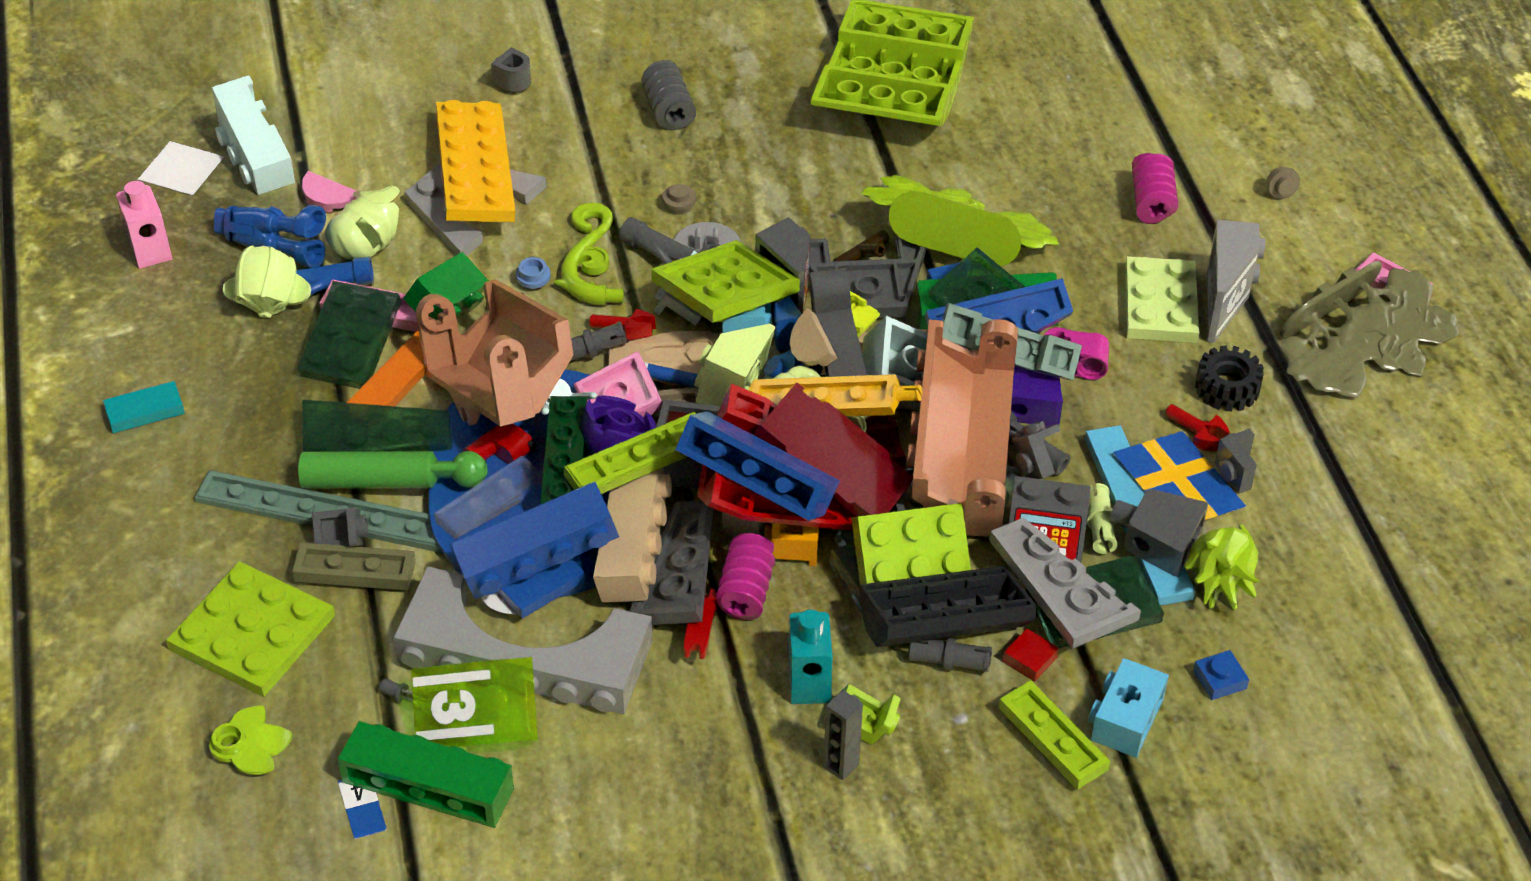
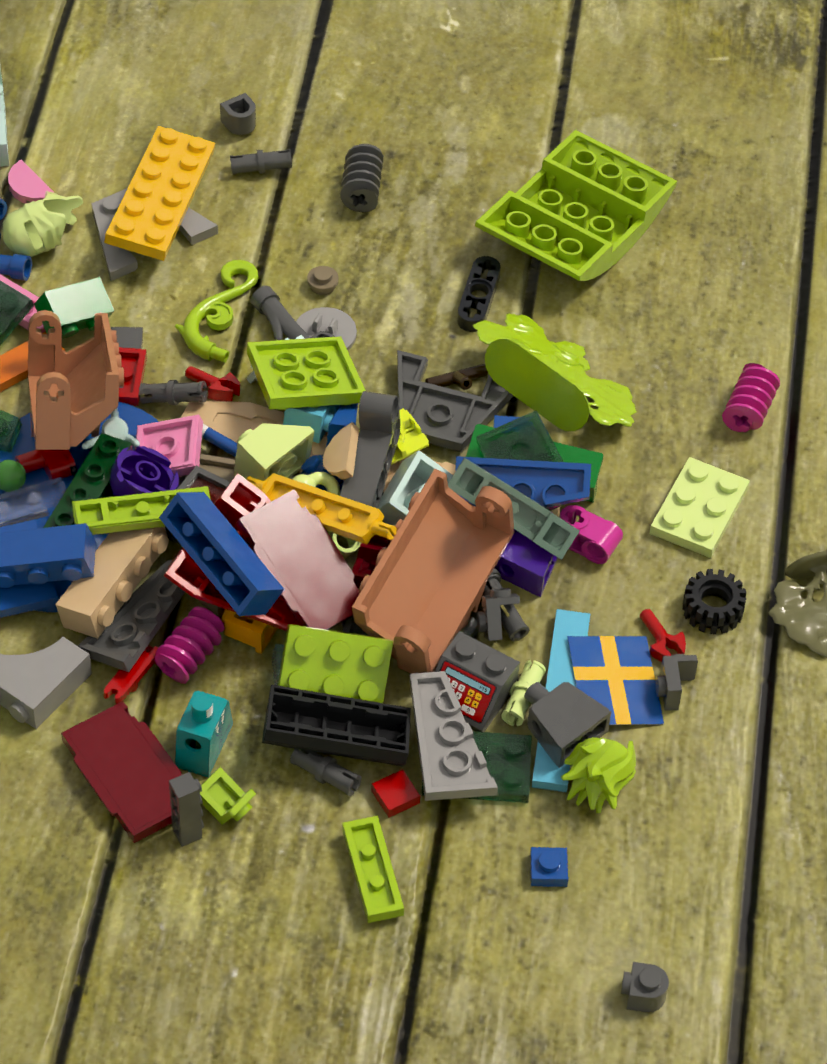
camera: 20 degrees right, 5 degrees up
(533, 273) = (160, 312): medium blue plate -> none
(556, 108) = (261, 161): none -> dark grey pin
(749, 721) = (125, 769): none -> dark red piece
(790, 249) = (375, 361): dark grey slope -> none
(841, 159) = (476, 282): none -> black beam
(1128, 707) = (448, 867): medium azure brick -> none
(1231, 272) = (765, 505): light grey slope -> none
(1384, 756) = (645, 987): none -> dark grey plate

